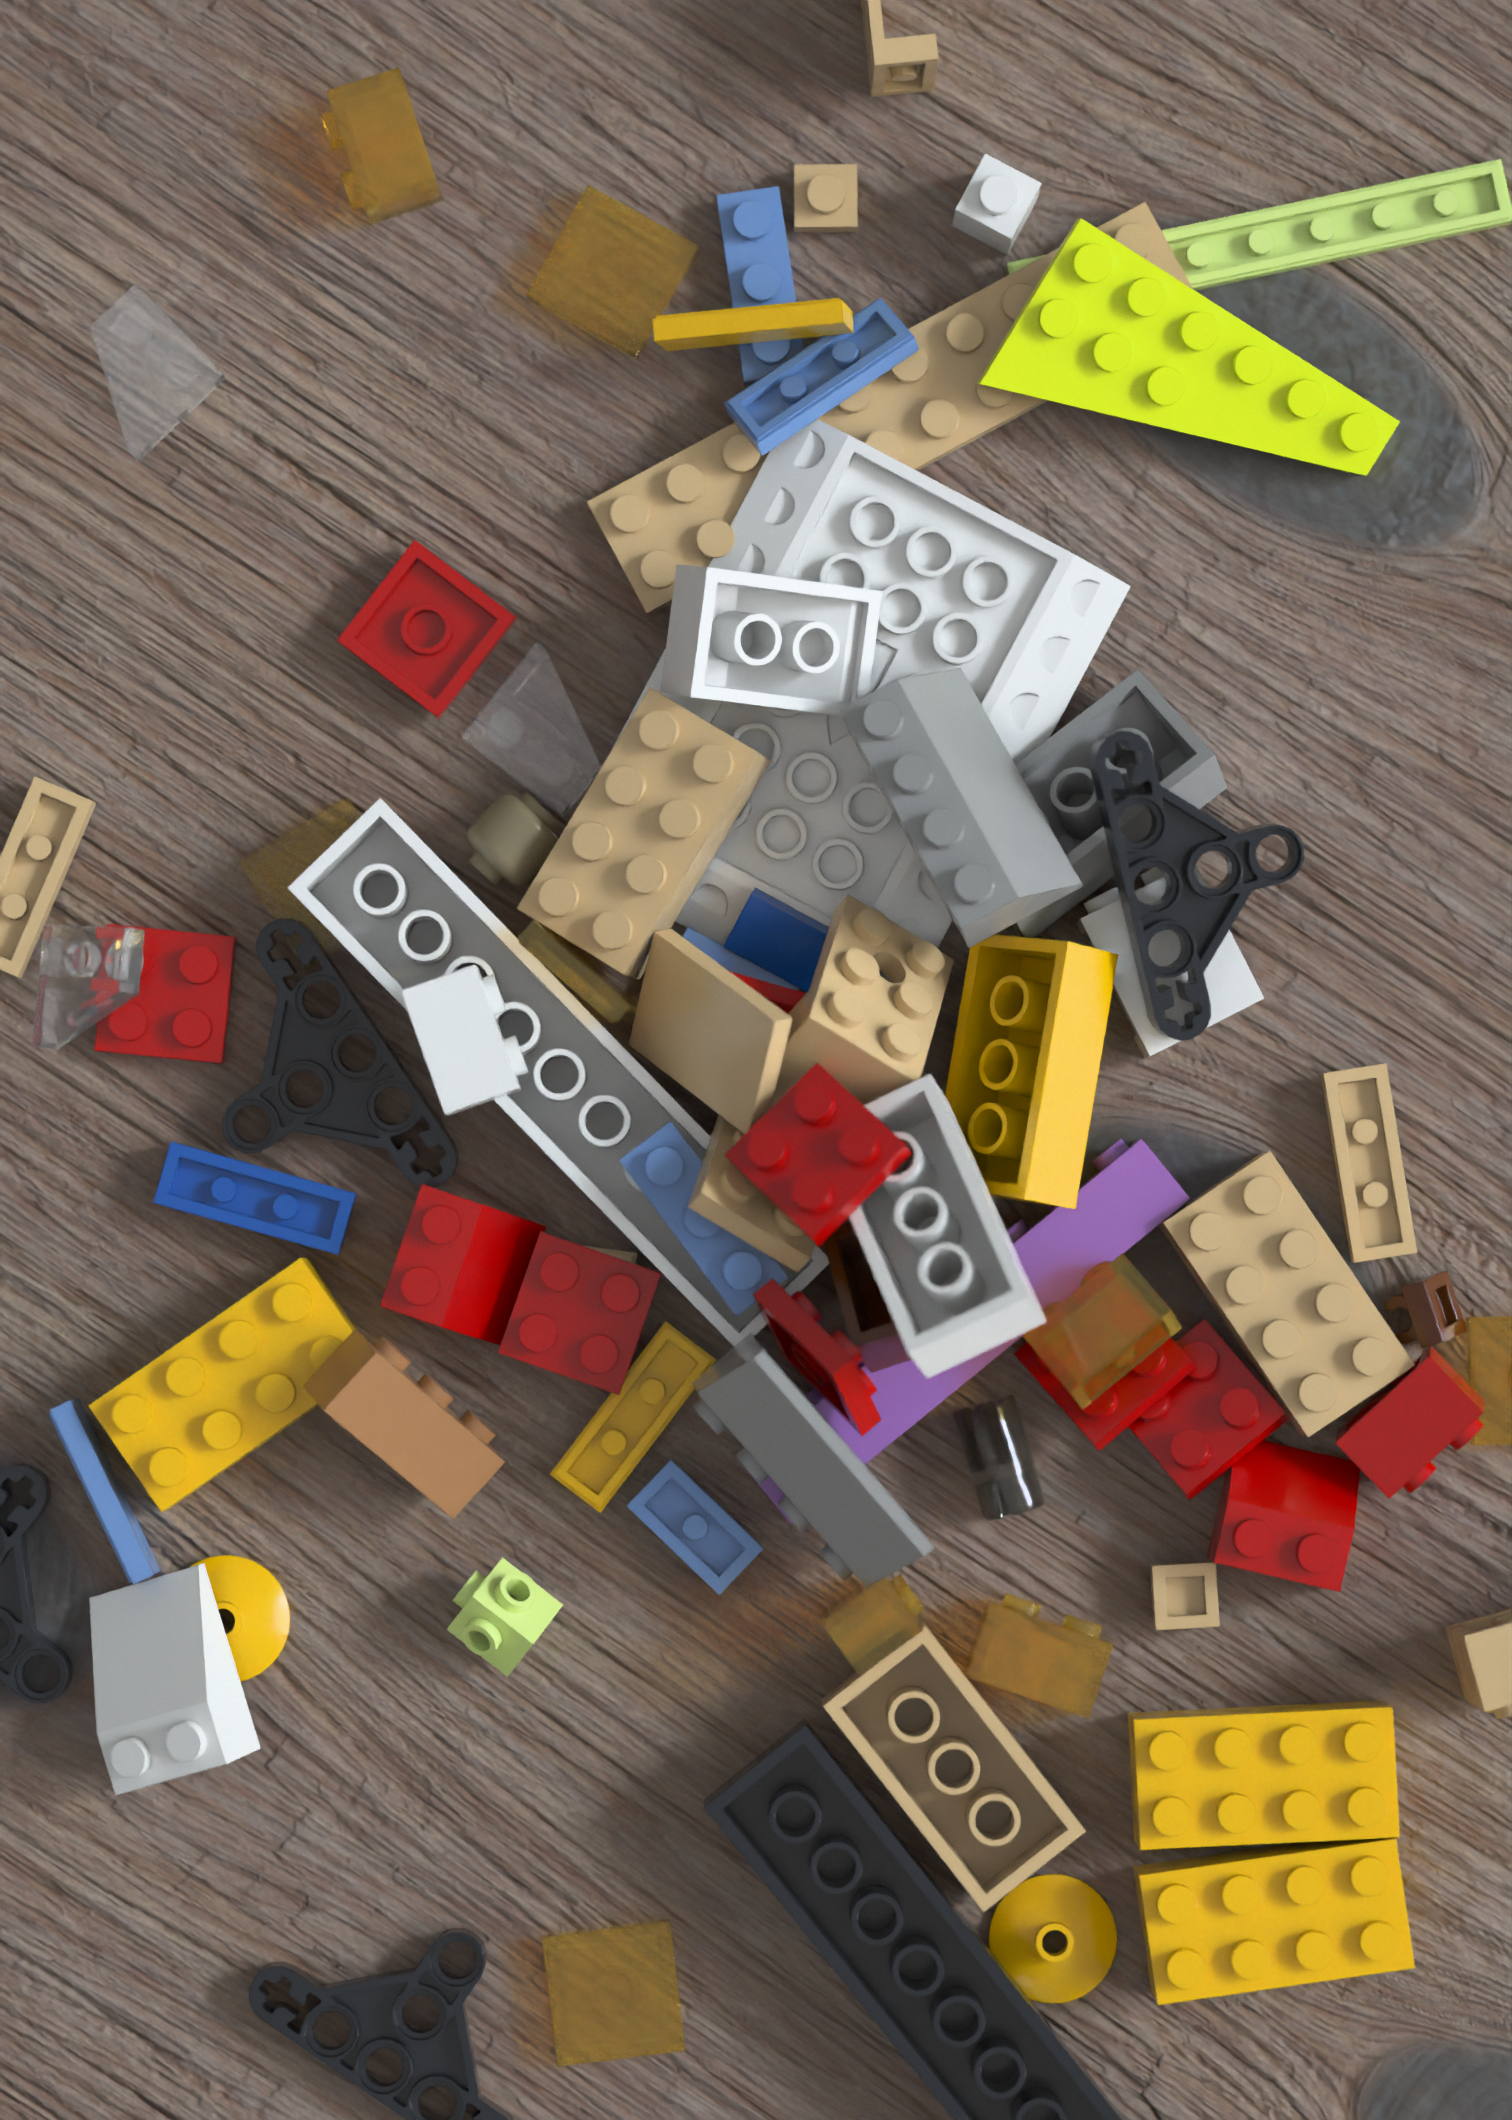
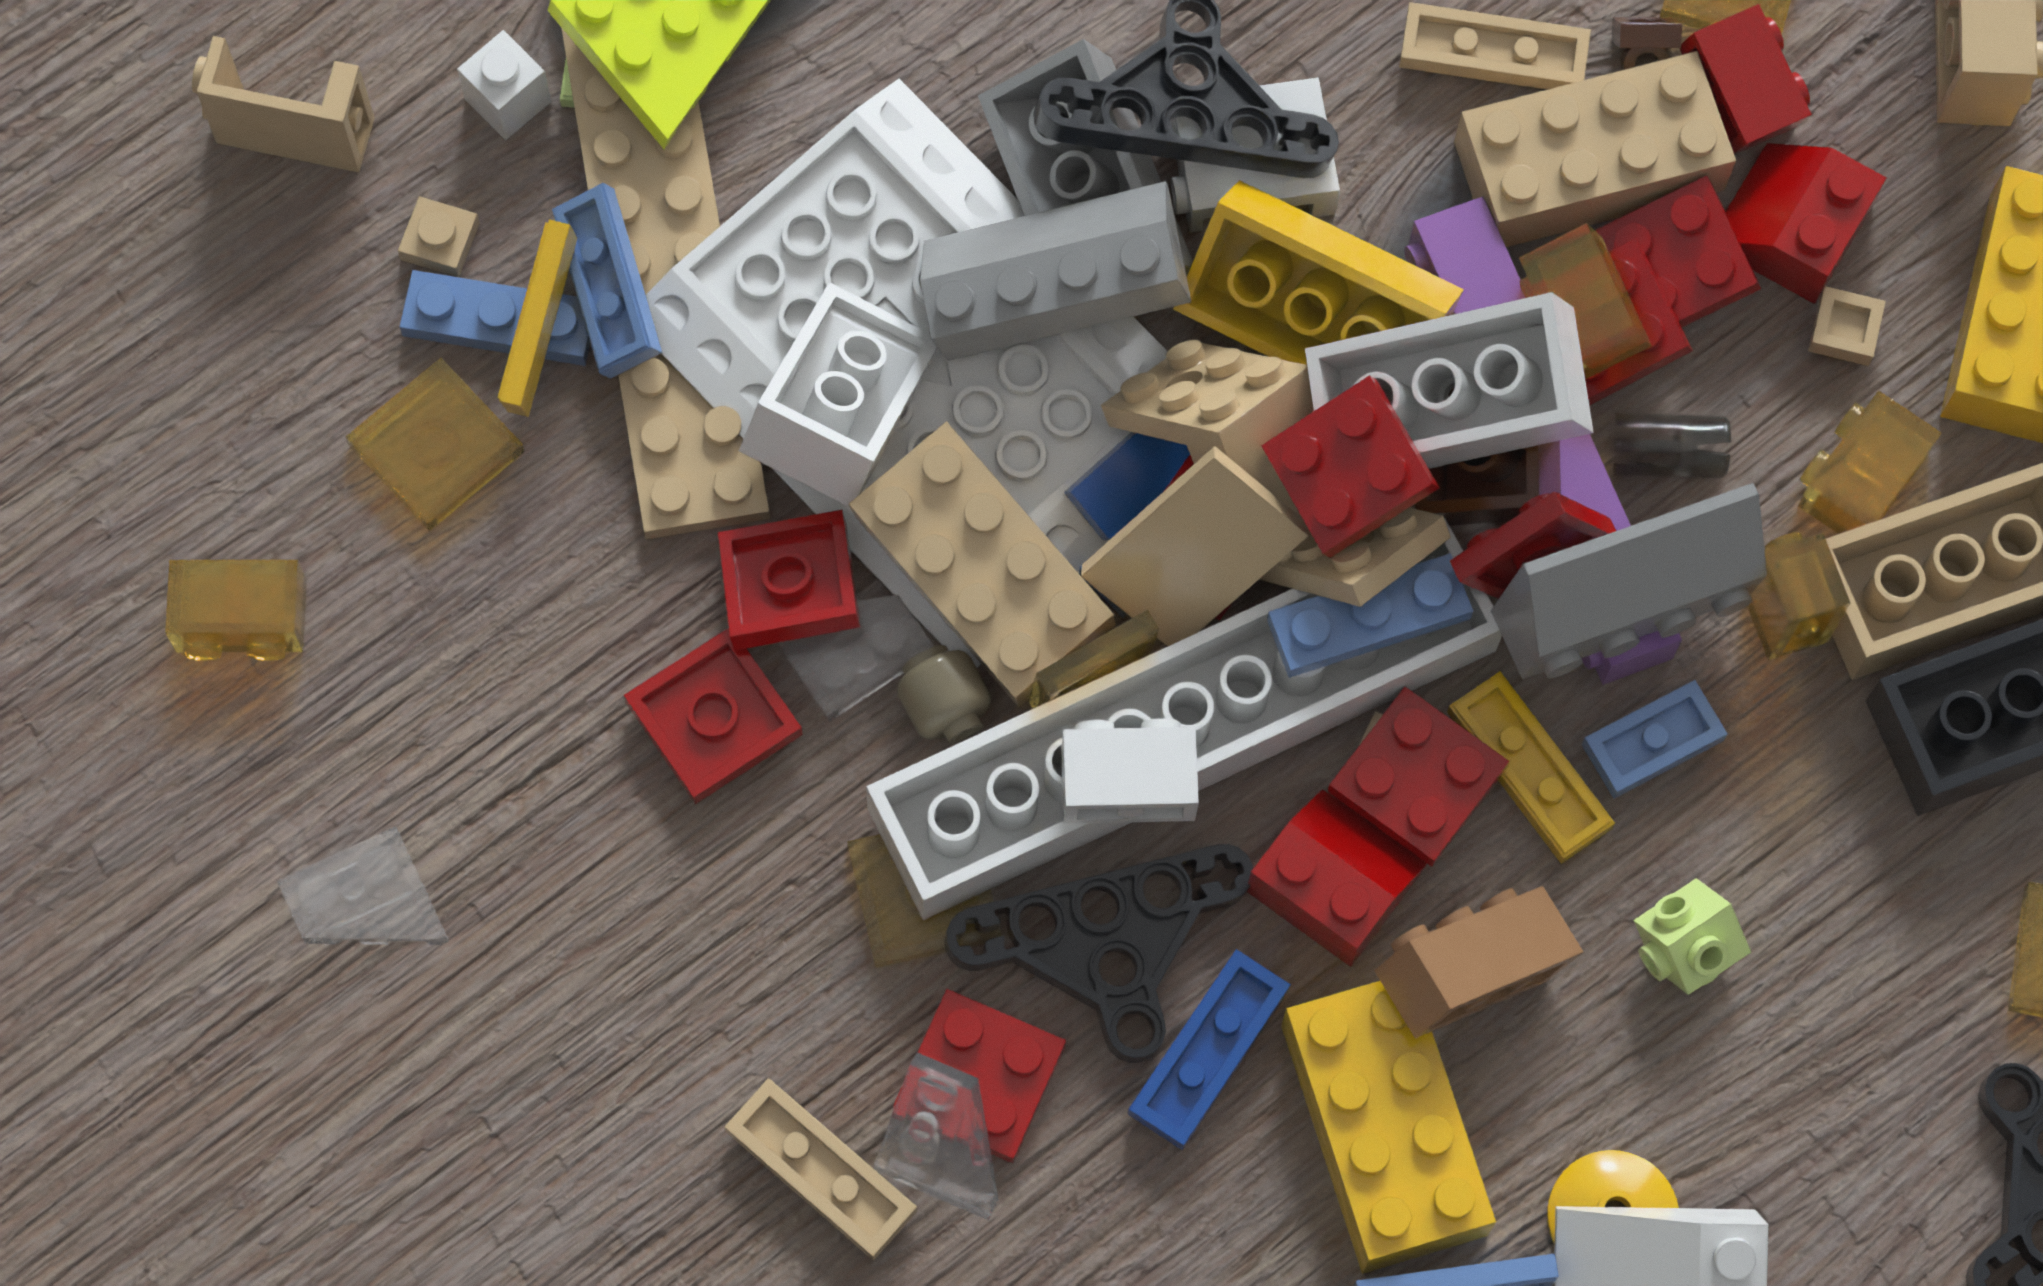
camera: 70 degrees left, 15 degrees down
(575, 655) = (788, 580): none -> red plate

